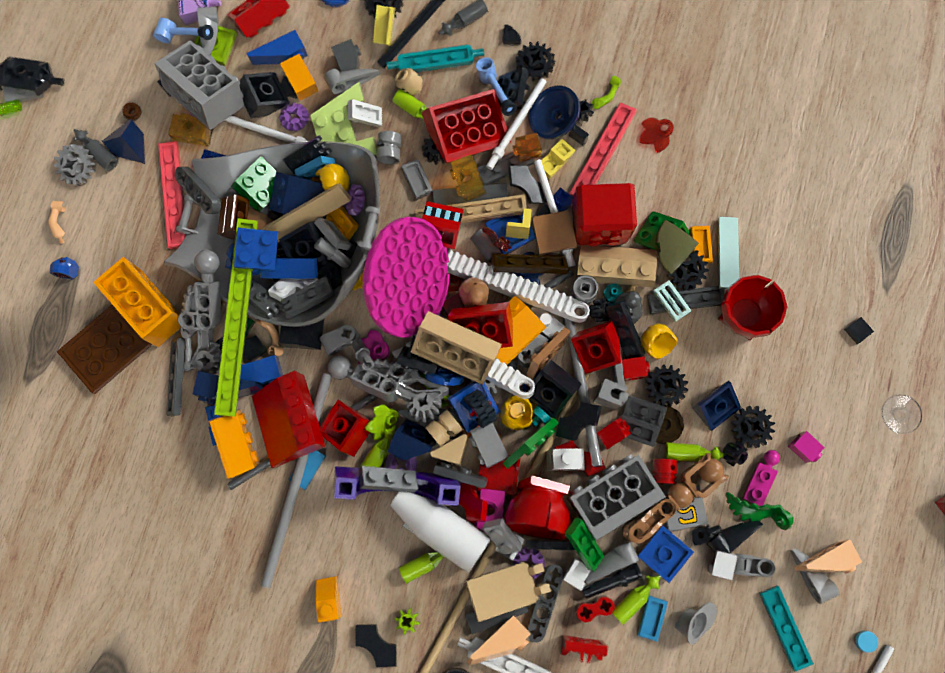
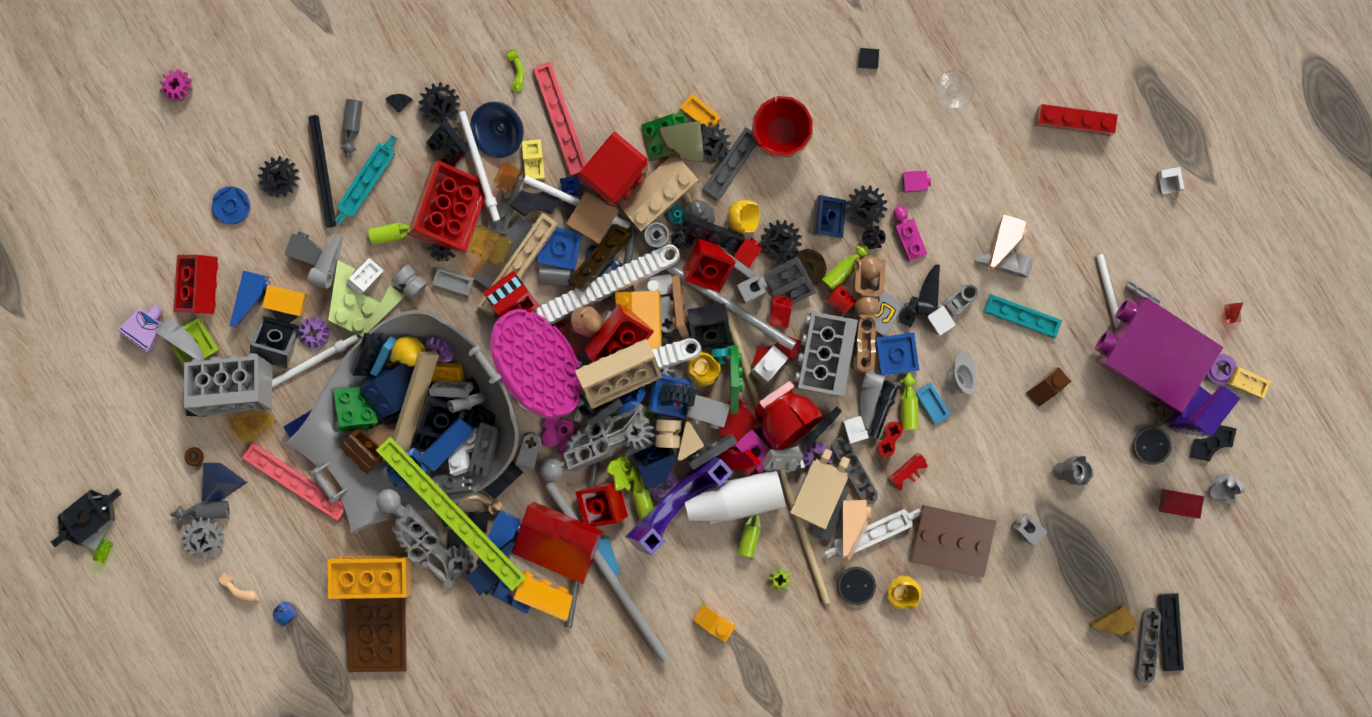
camera: 50 degrees left, 10 degrees up
(167, 29) = (147, 371): light blue piece -> none
(175, 377) = (449, 598): dark grey tile -> none
(198, 190) = (335, 460): dark grey beam -> none
(256, 249) = (413, 456): blue plate -> none
(362, 354) = (558, 444): light grey axle -> none
(383, 652) = (786, 615): black tile -> none
(384, 25) = (302, 196): light yellow panel -> none
(387, 479) = (670, 506): plate -> none
(409, 81) = (368, 218): tan head -> none
(488, 75) = (421, 152): light blue piece -> none
(501, 242) = (565, 266): clear red plate -> none
(520, 230) = (572, 240): light yellow panel -> none
(579, 135) = (531, 125): black tile -> none
(584, 116) = (516, 100): black gear -> none
(584, 544) = (839, 406): green plate -> none
(585, 416) = (750, 324): black tile -> none
(654, 134) = (583, 66): clear red plate -> none
(675, 318) = (723, 185): light aqua tile -> none
(728, 251) = (724, 99): light aqua tile -> none
(781, 517) = (947, 247): green plant -> none
(866, 641) = (1080, 268): medium azure tile -> none

